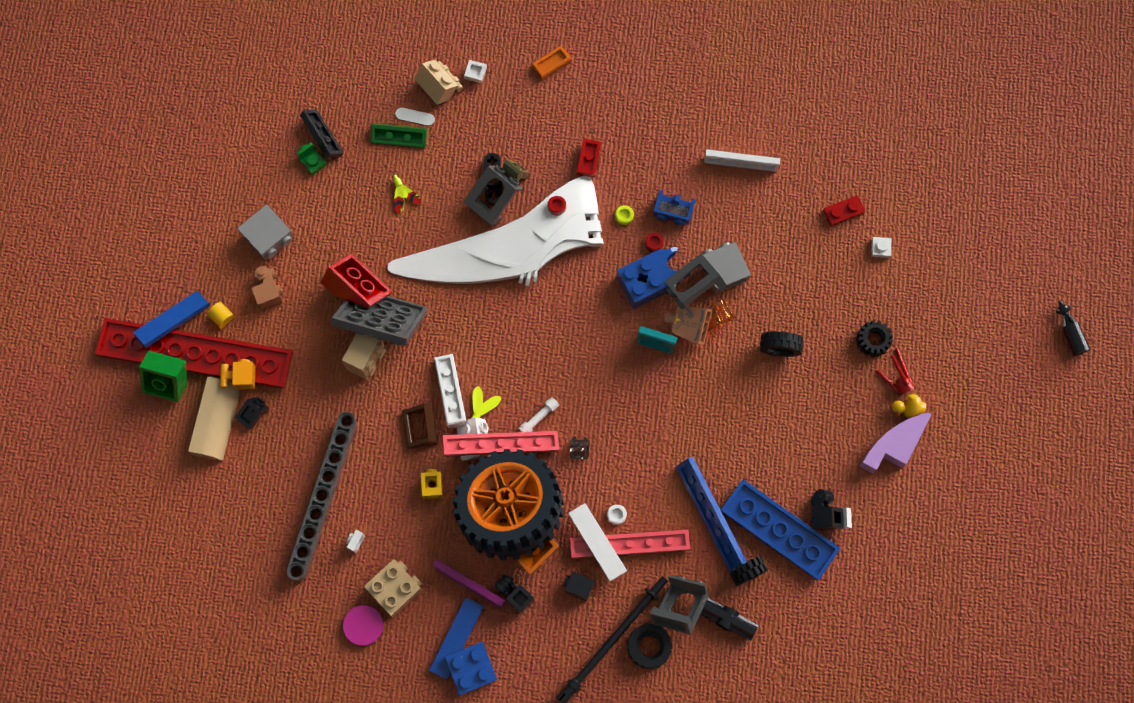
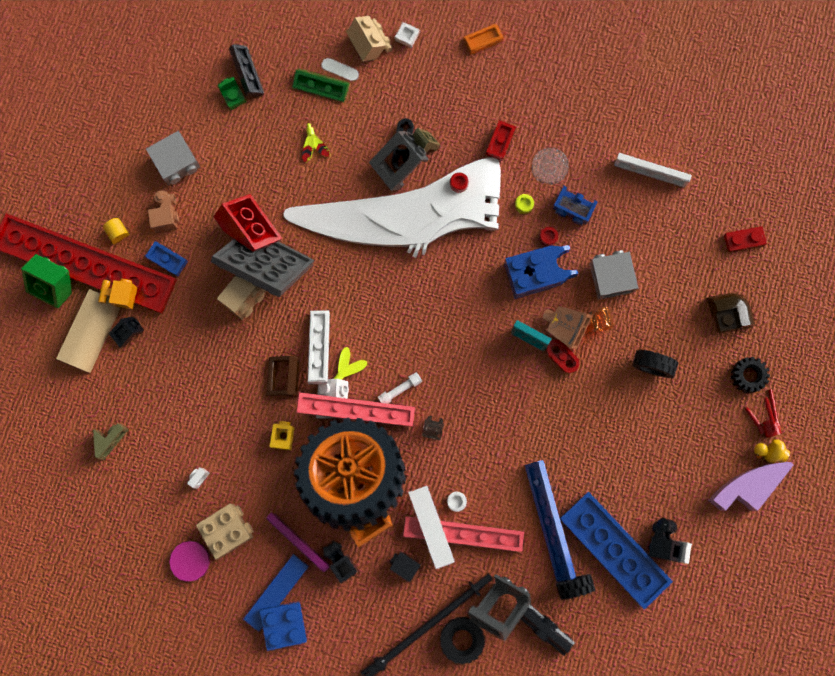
camera: 20 degrees right, 5 degrees up
(171, 319) = (67, 226): blue tile -> none
(255, 527) = (105, 444): none -> olive slope
(278, 333) = (166, 258): none -> blue plate
(323, 506) = (174, 437): dark grey beam -> none
(642, 174) = (550, 166): none -> clear tile
(692, 354) = (563, 356): none -> red plate
(699, 288) = (584, 293): dark grey panel -> none
(844, 282) = (731, 312): none -> dark brown brick
(881, 247) = (775, 283): white plate -> none

